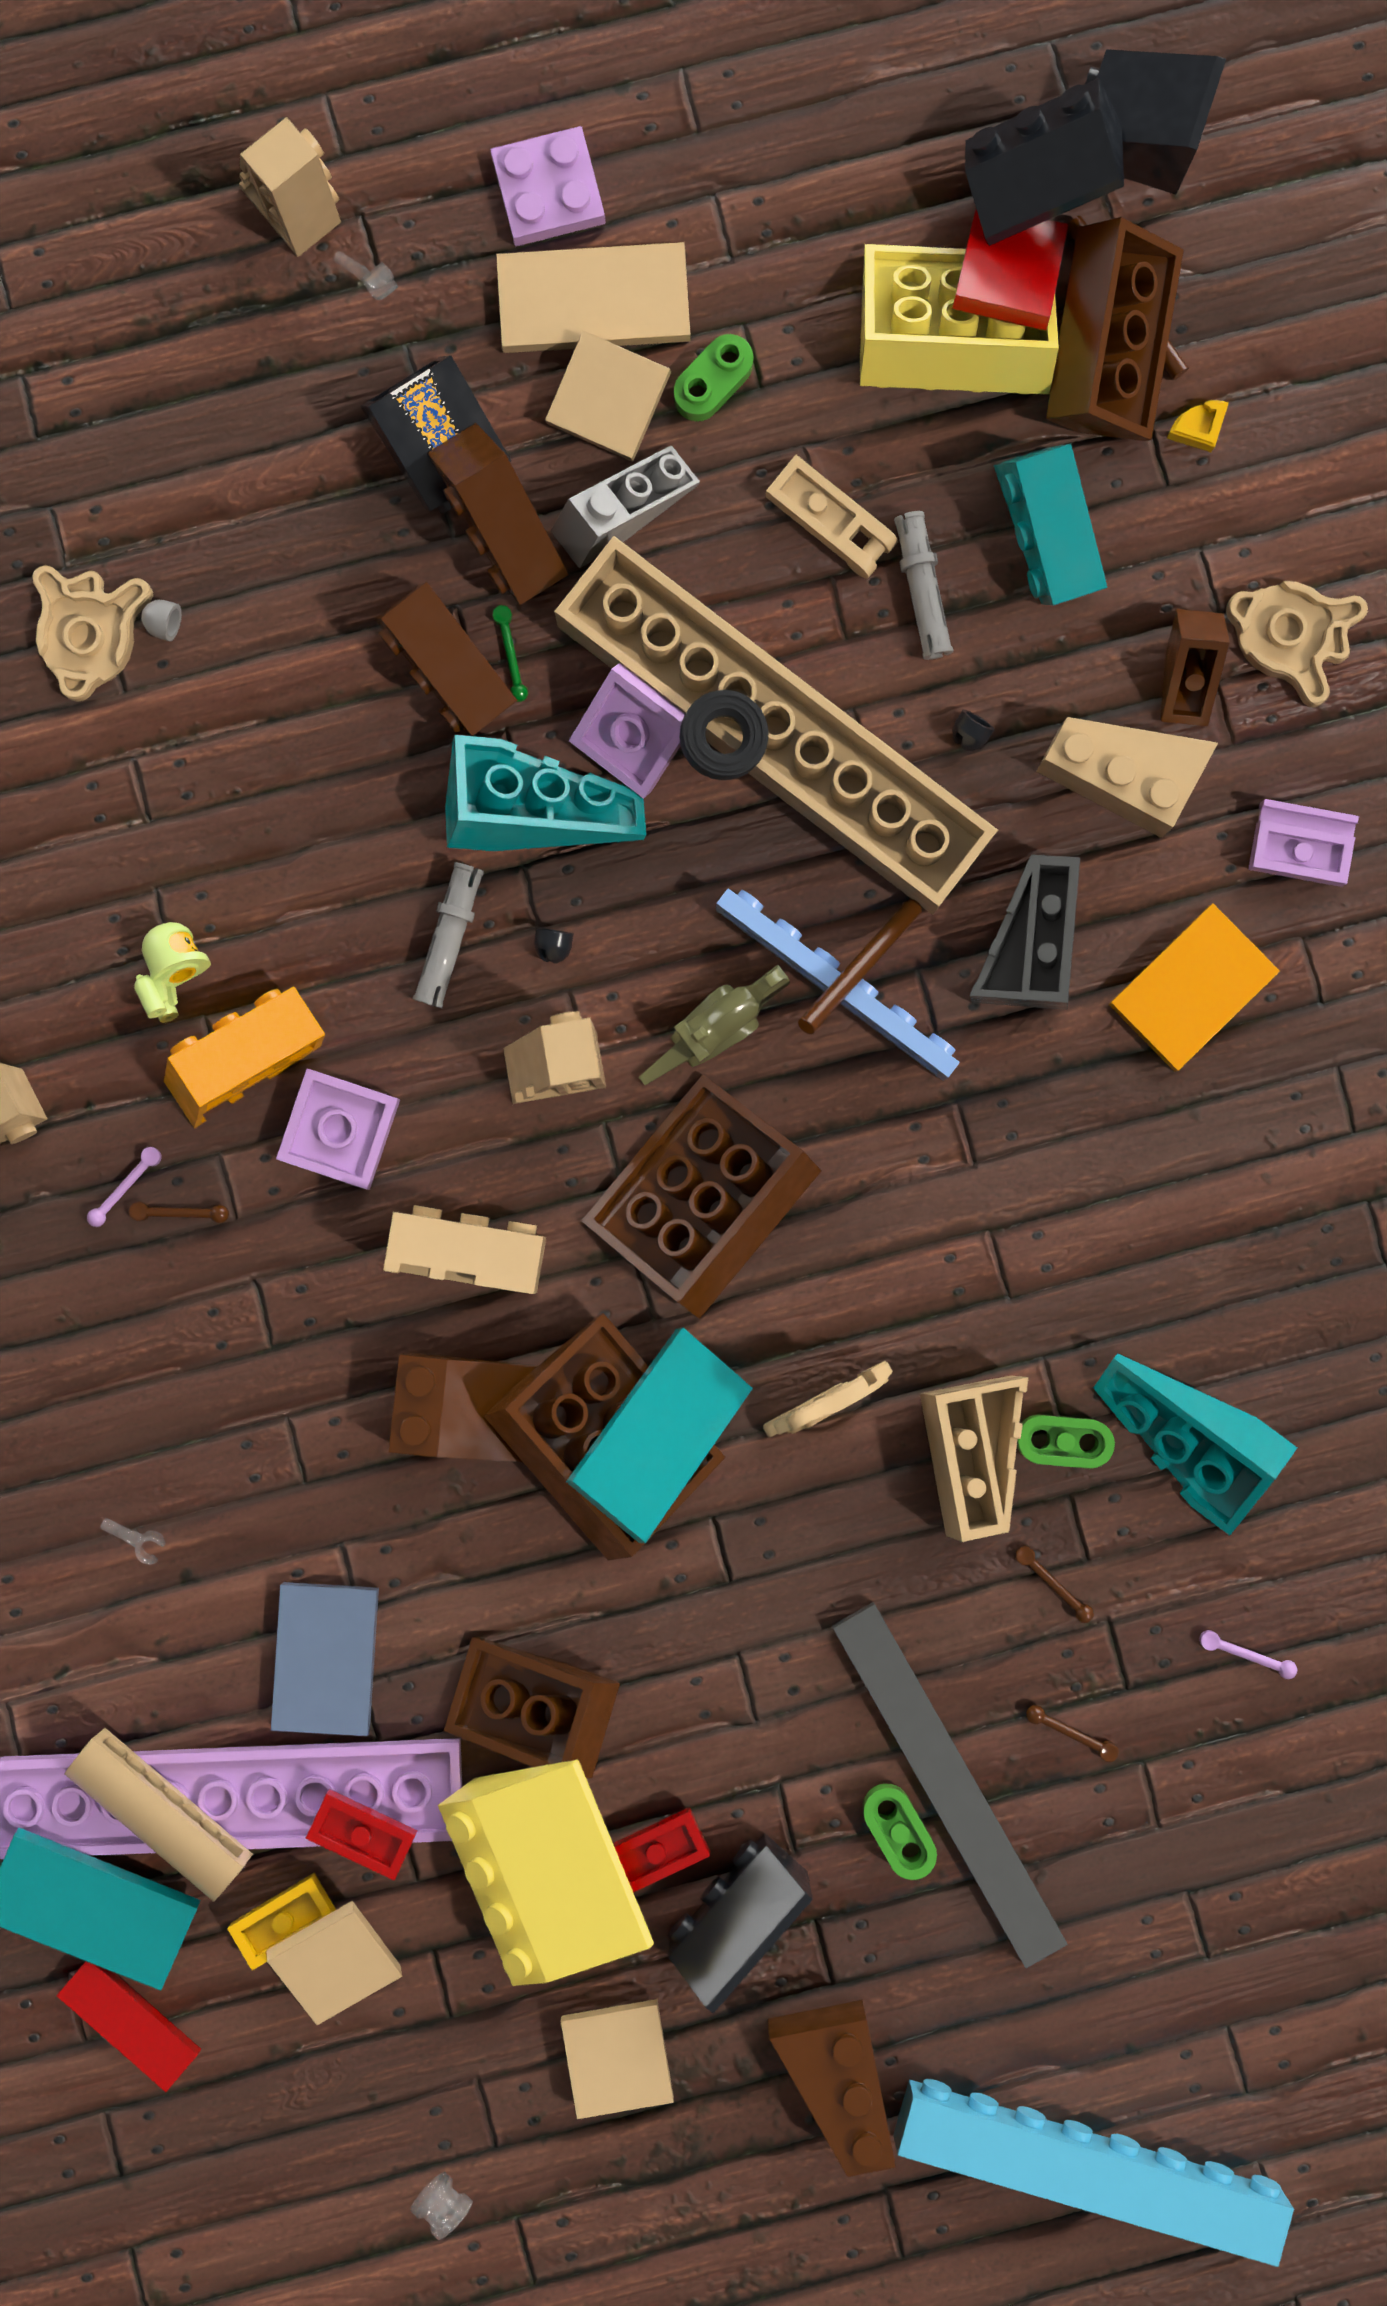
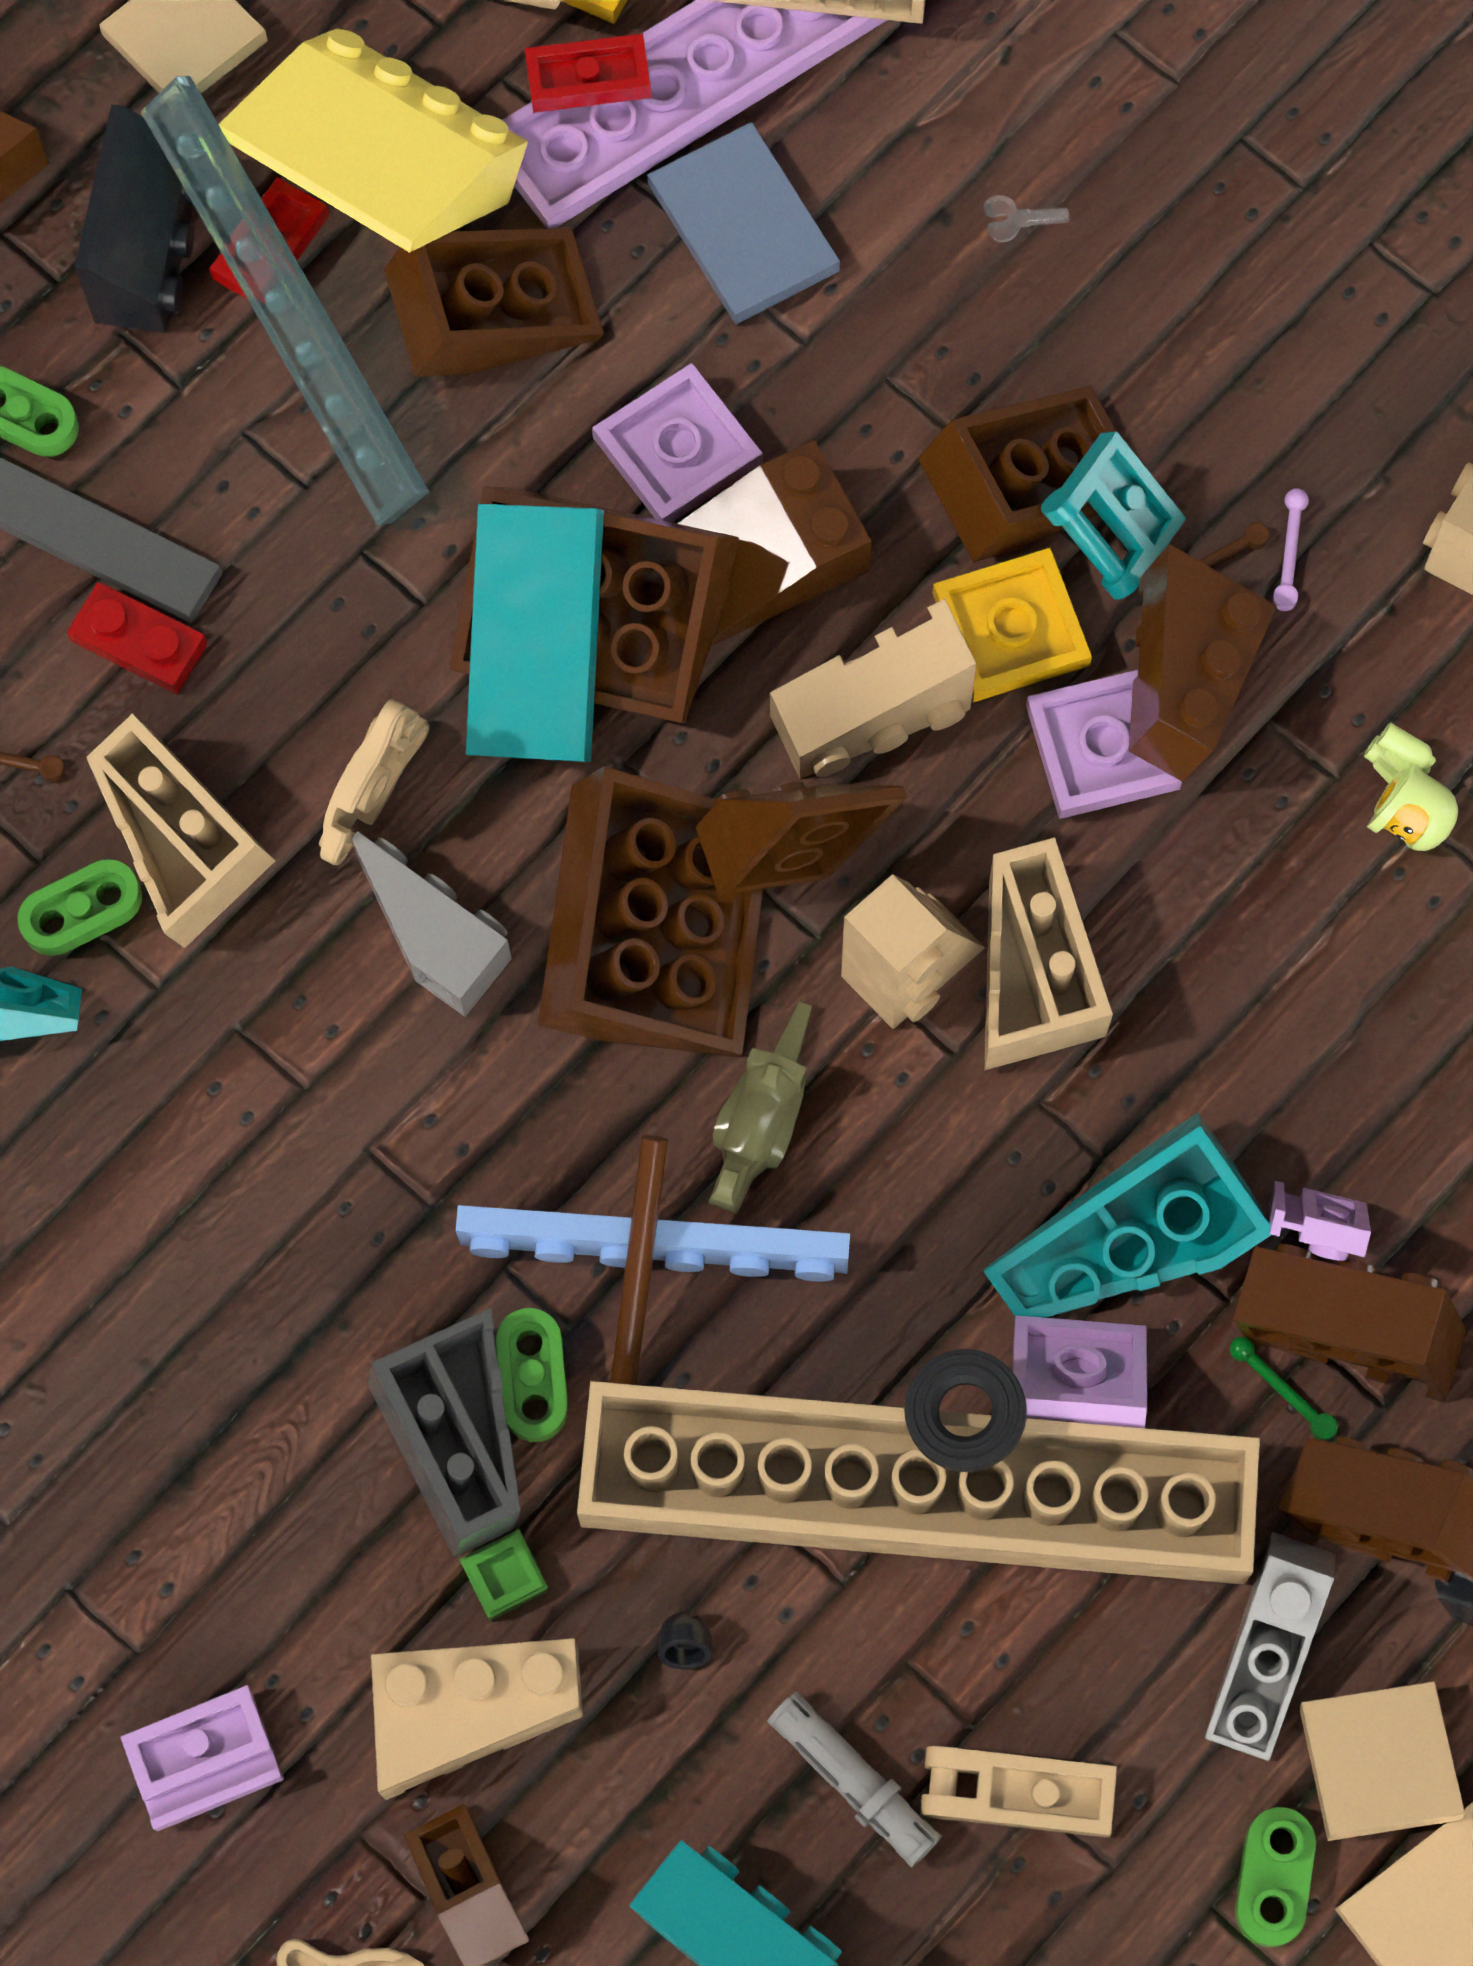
camera: 150 degrees right, 15 degrees down
(210, 1278) = (1126, 501): none -> teal plate
(241, 1053) = (1262, 749): light orange wedge -> none
(245, 1137) = (1193, 659): none -> reddish brown wedge
(256, 1347) = (1005, 463): none -> reddish brown slope
(339, 1249) = (1016, 623): none -> yellow plate
(420, 726) = (1323, 1220): none -> lavender plate
(448, 934) = (1137, 1046): light grey pin -> none
(476, 1519) = (677, 445): none -> lavender plate
(481, 1006) = (1039, 960): none -> tan wedge
(552, 944) = (1007, 1089): black hinge -> none
(581, 1188) = (790, 832): none -> reddish brown slope
(678, 1795) = (284, 301): none -> clear light blue tile
(851, 1273) = (441, 941): none -> light grey slope
(916, 1613) = (137, 638): none -> red plate
(963, 951) = (532, 1376): none -> bright green plate
(1054, 836) = (504, 1575): none -> bright green tile
(1194, 987) = (232, 1506): light orange tile -> none

